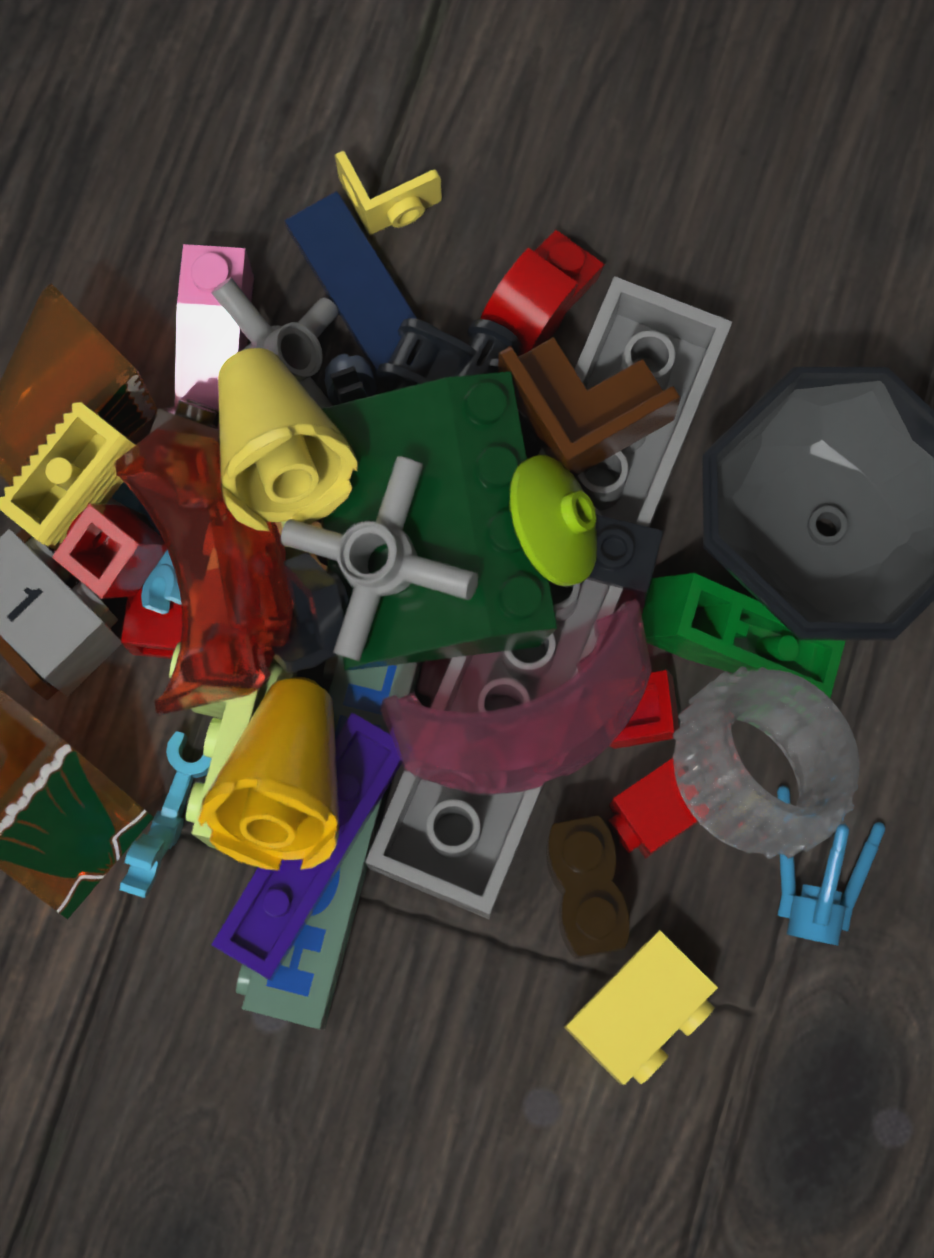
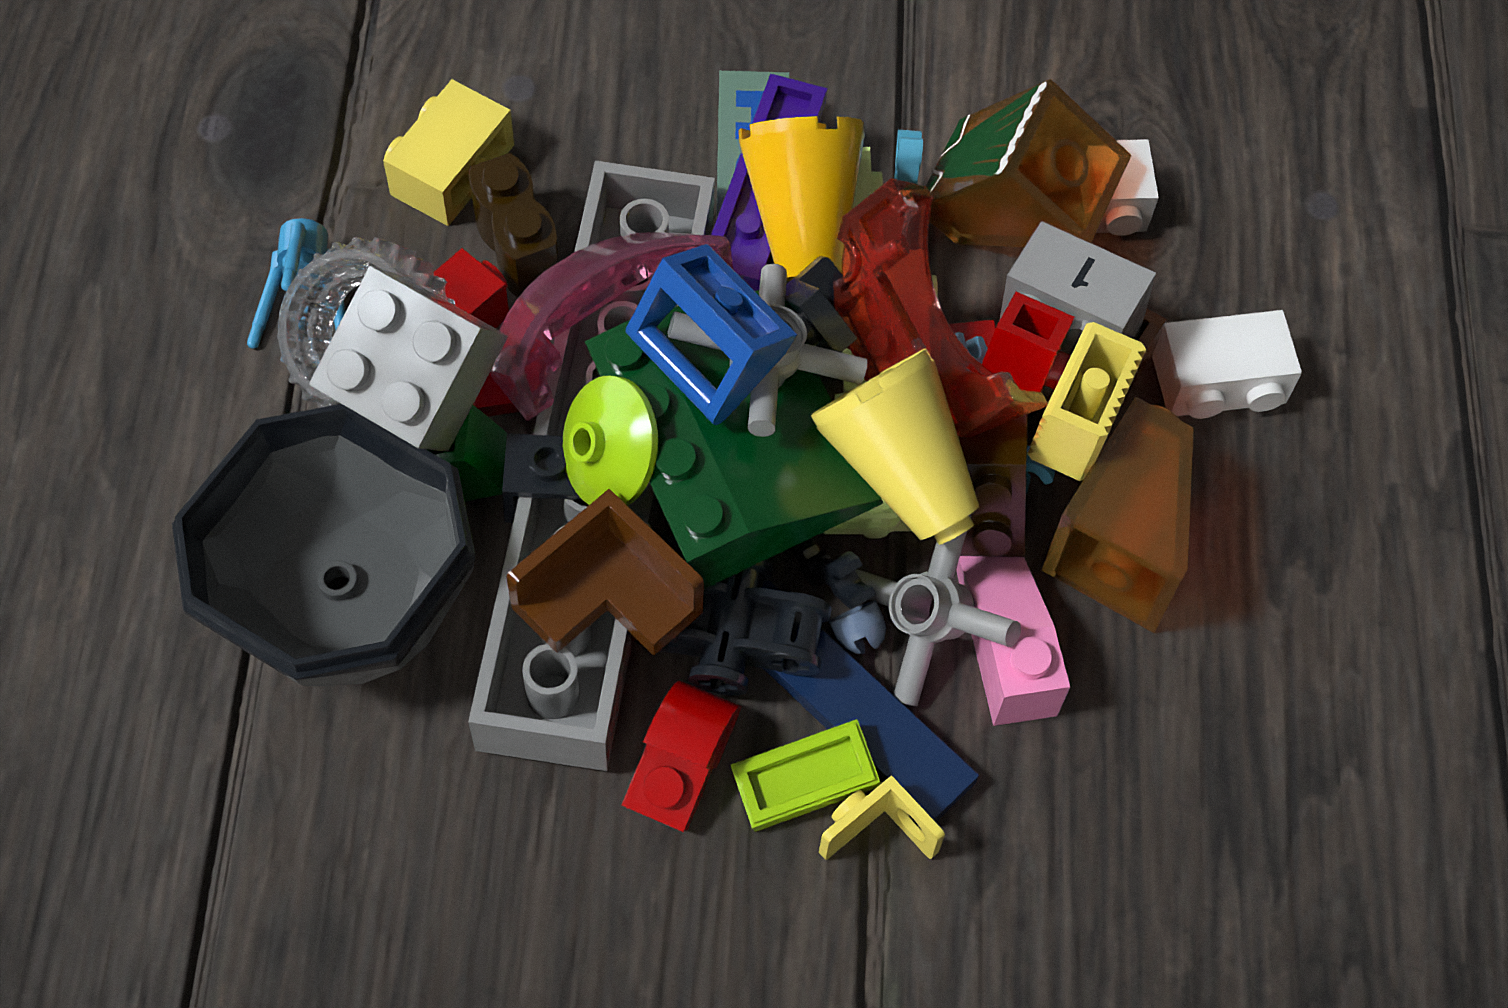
camera: 160 degrees right, 15 degrees down
(426, 561) = (728, 315): none -> blue tile
(436, 252) = (805, 775): none -> lime tile
(735, 650) = (408, 360): none -> brick

